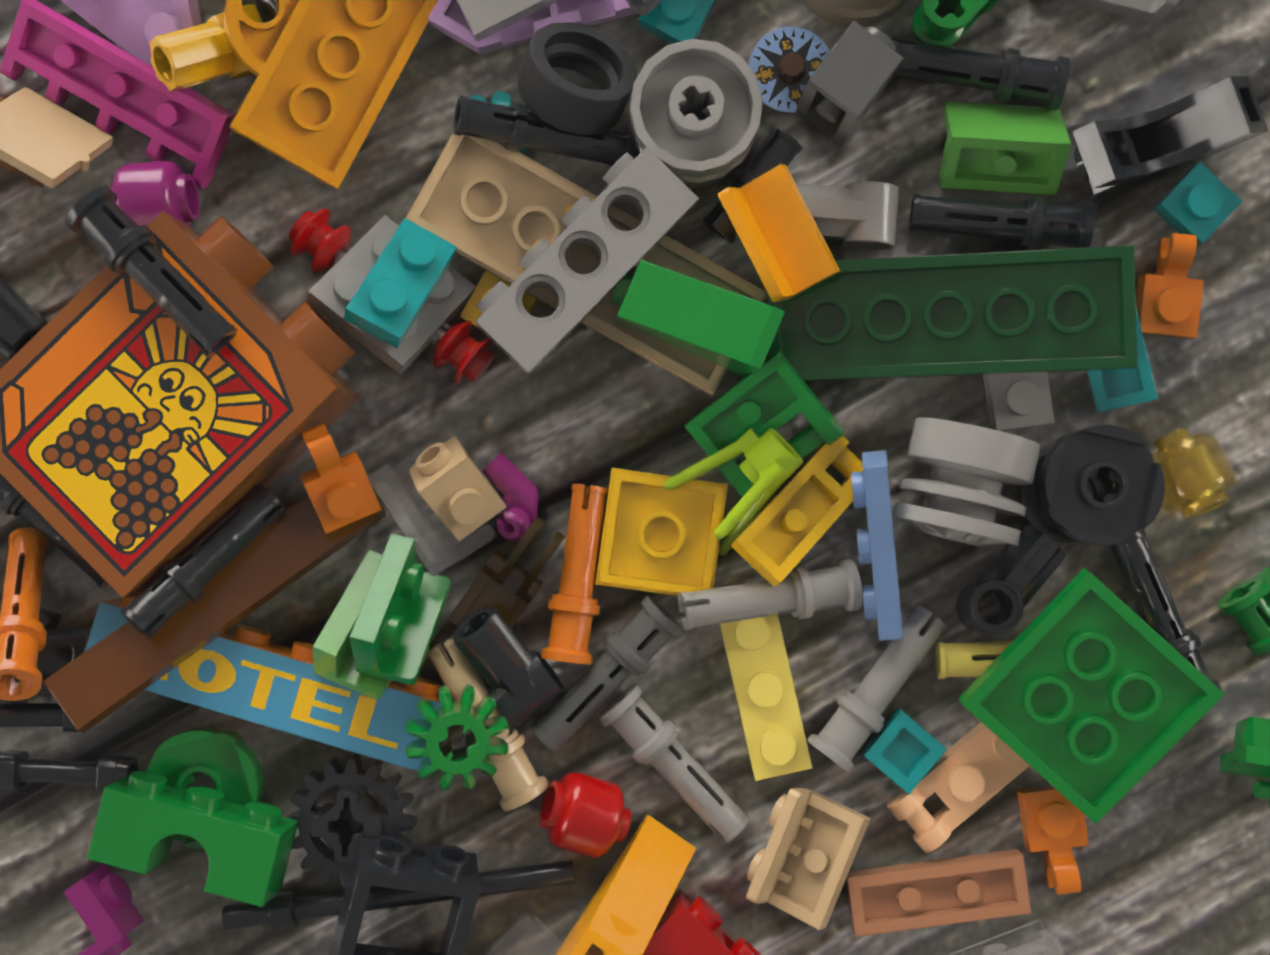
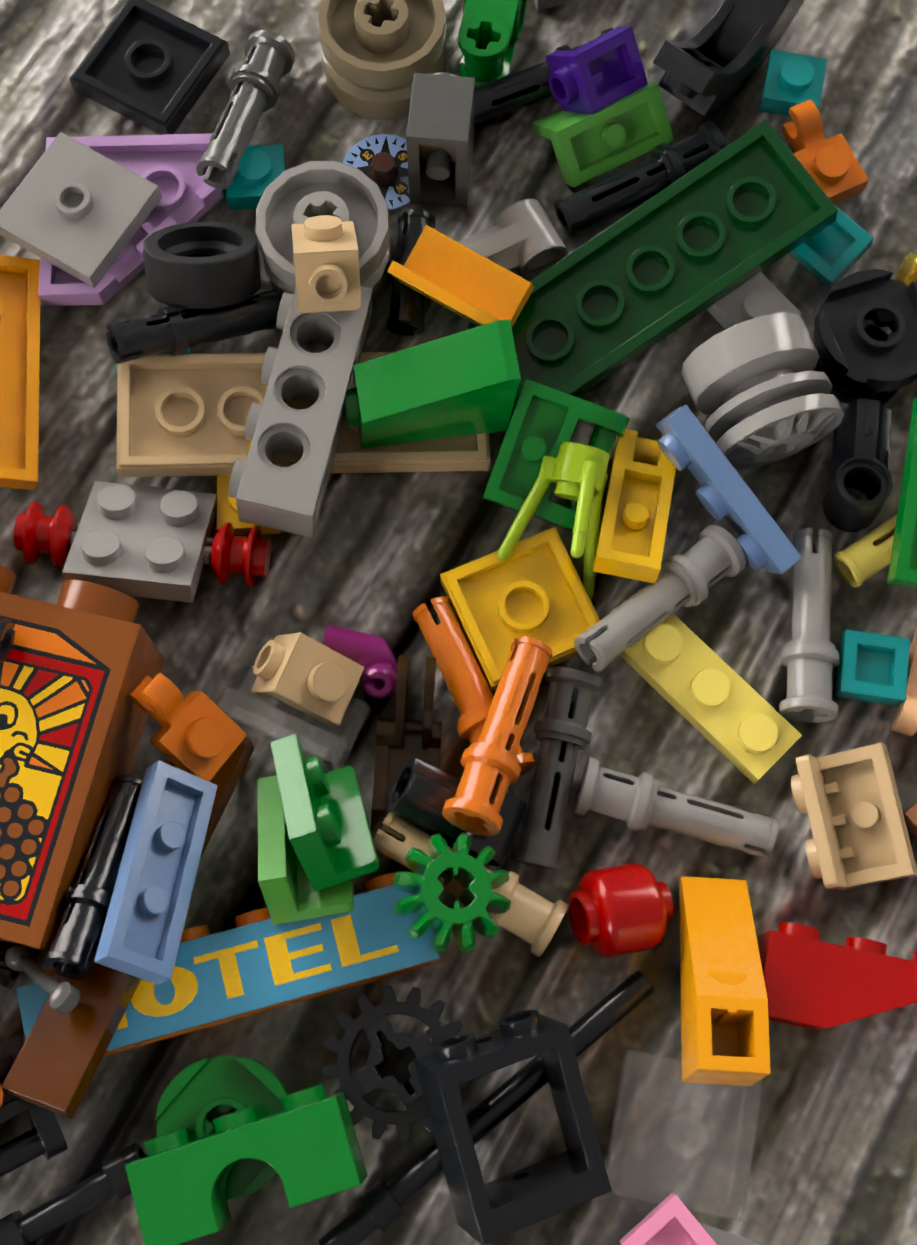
camera: 35 degrees left, 15 degrees down
(121, 645) = (63, 996): none -> dark grey hinge
(245, 588) = (157, 874): none -> medium blue plate
(400, 283) = (144, 517): teal plate -> none
(551, 654) = (492, 760): none -> orange pin
(669, 157) = (326, 265): none -> tan bracket
(1025, 101) = (597, 72): none -> dark purple bracket

